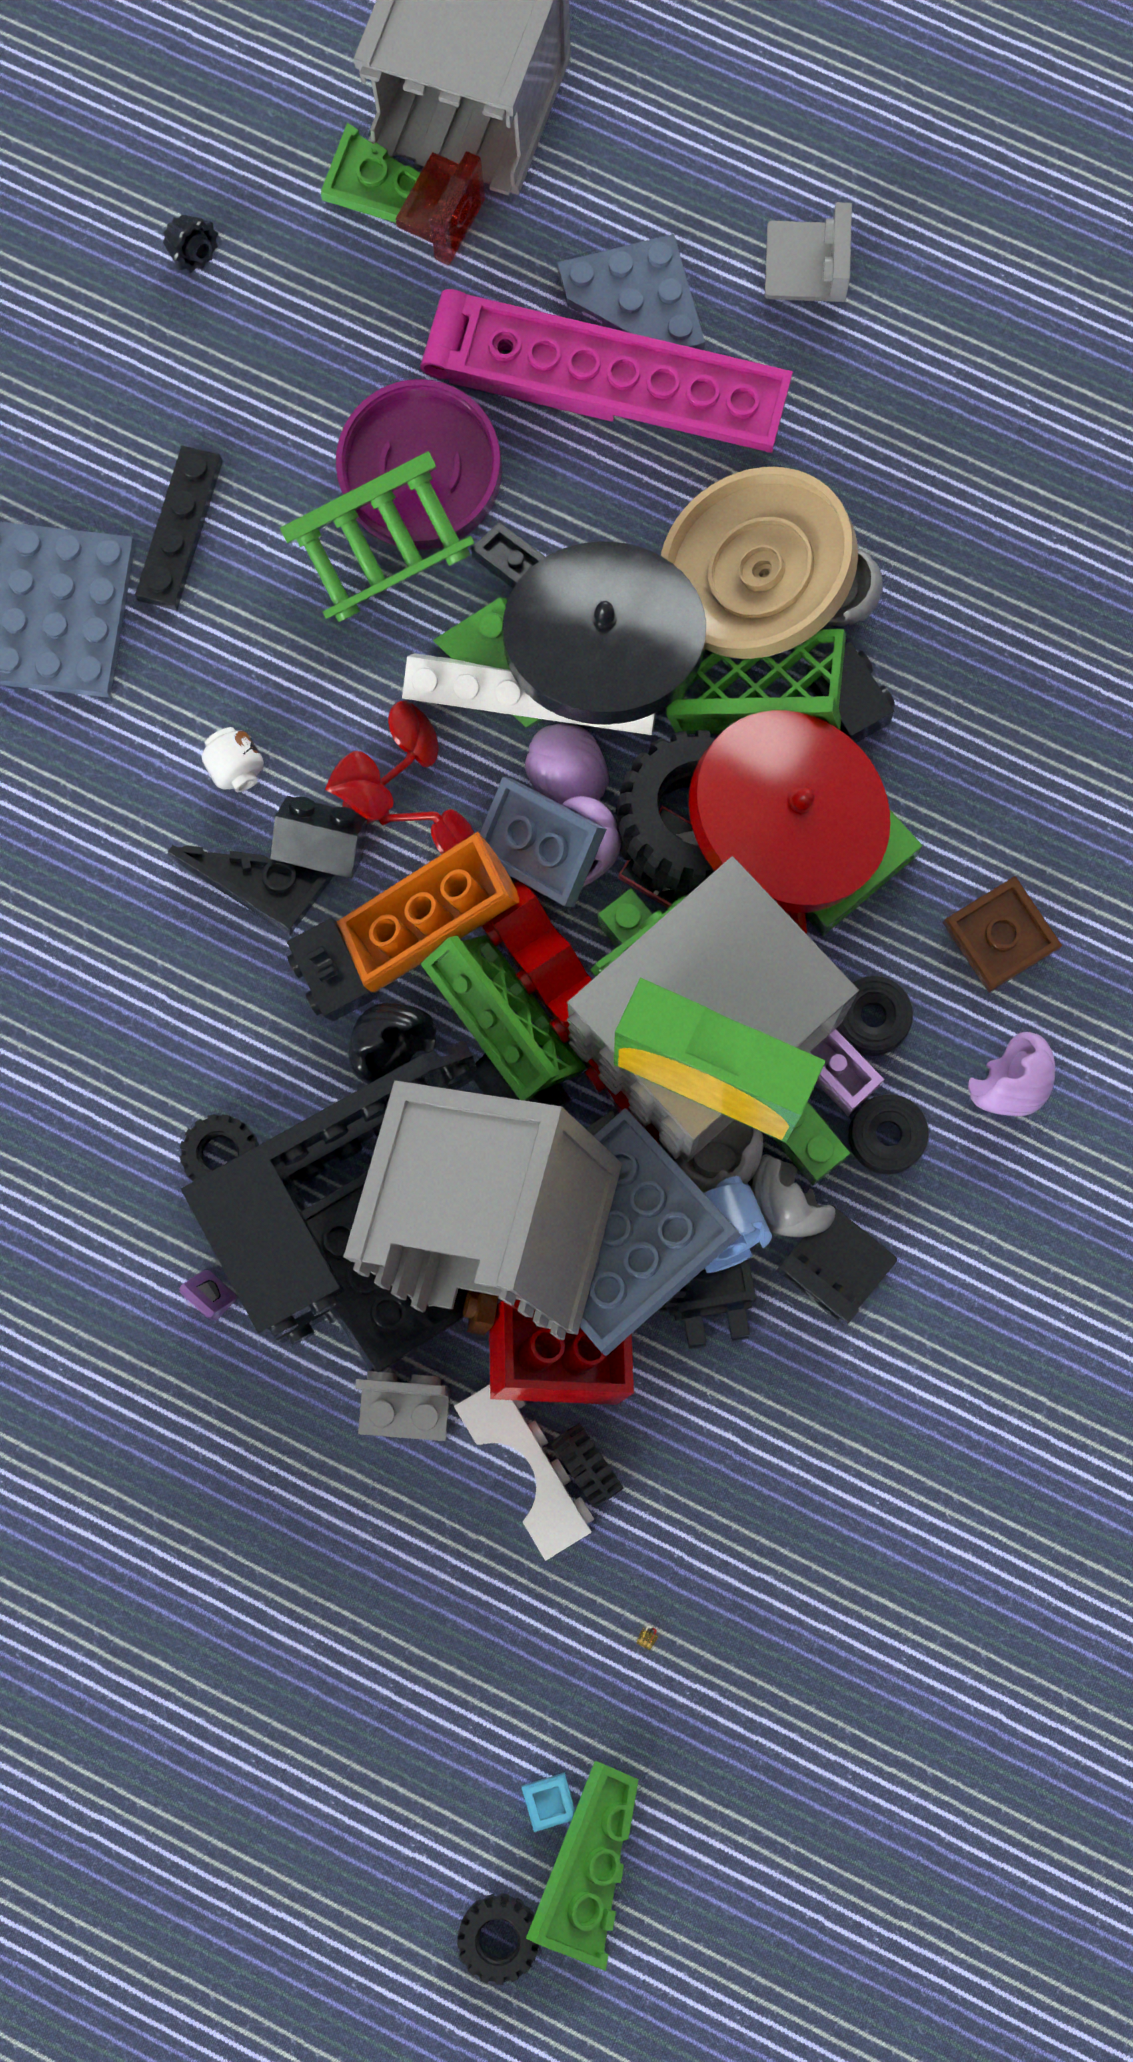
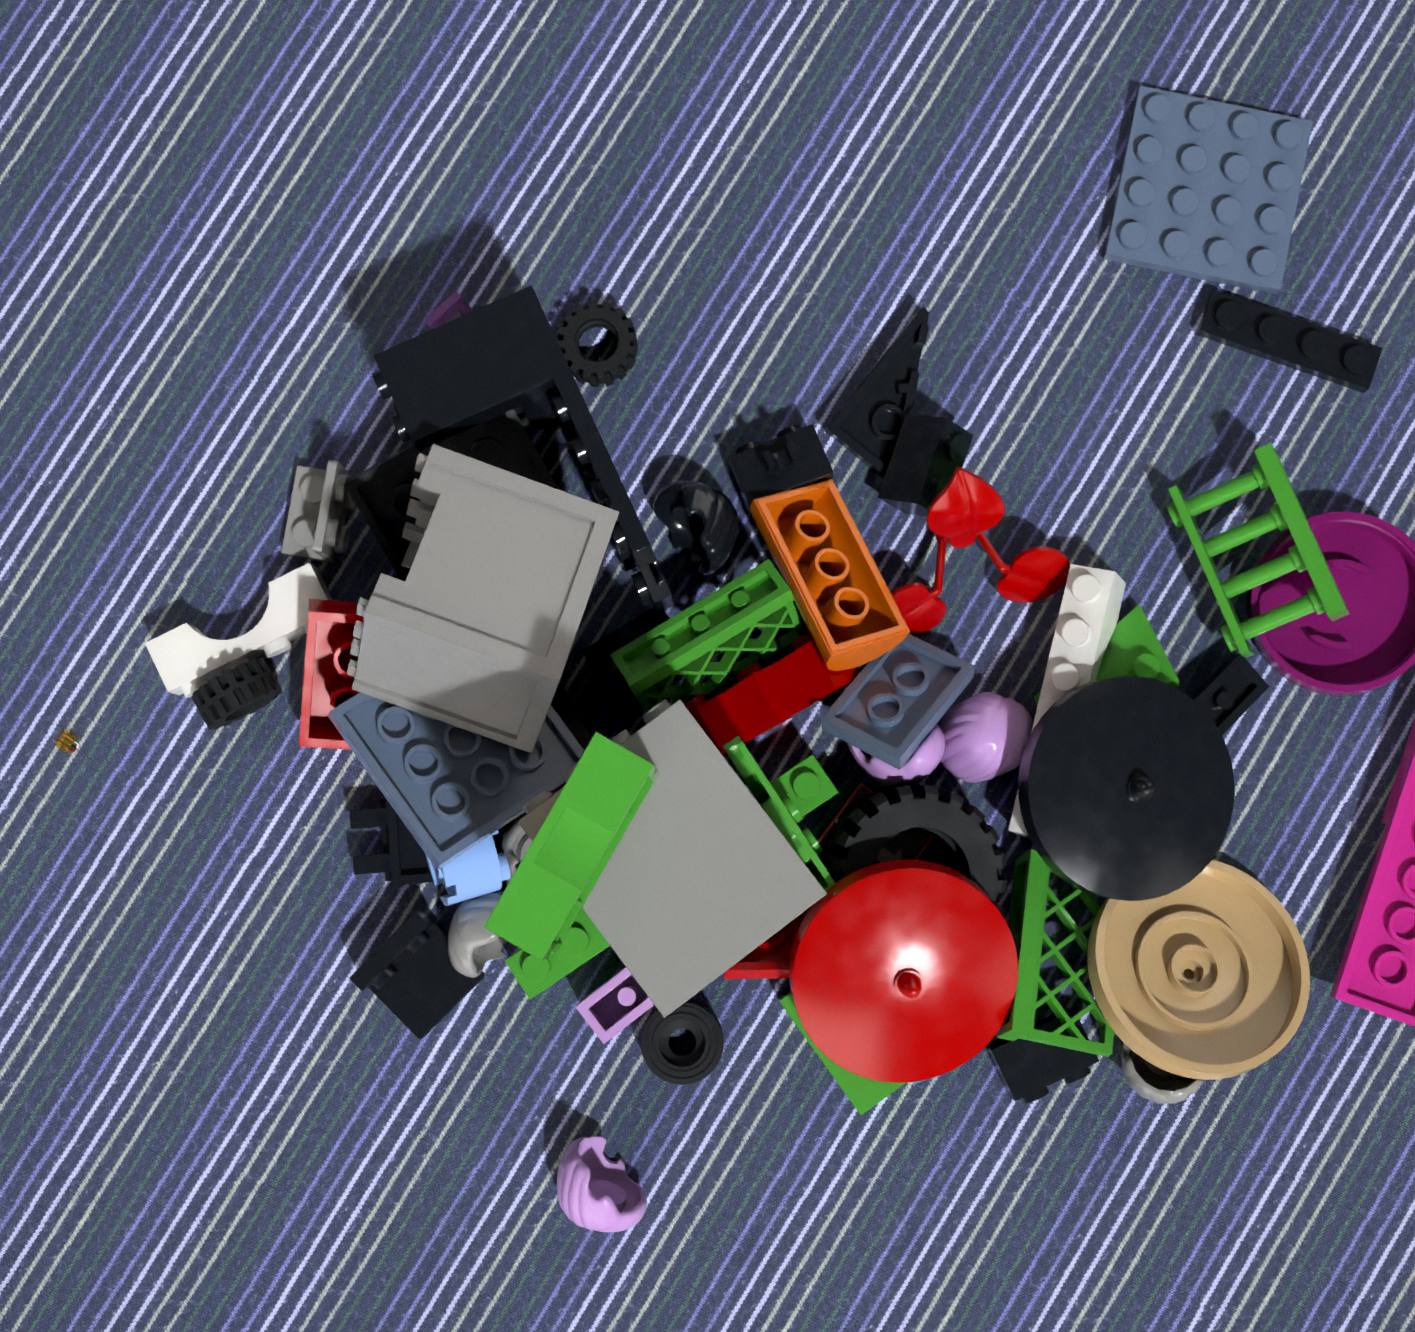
camera: 90 degrees right, 5 degrees up
(232, 759) = (1020, 381): white head -> none
(905, 1116) = (528, 1052): black tyre -> none
(1002, 934) = (760, 1193): reddish brown plate -> none

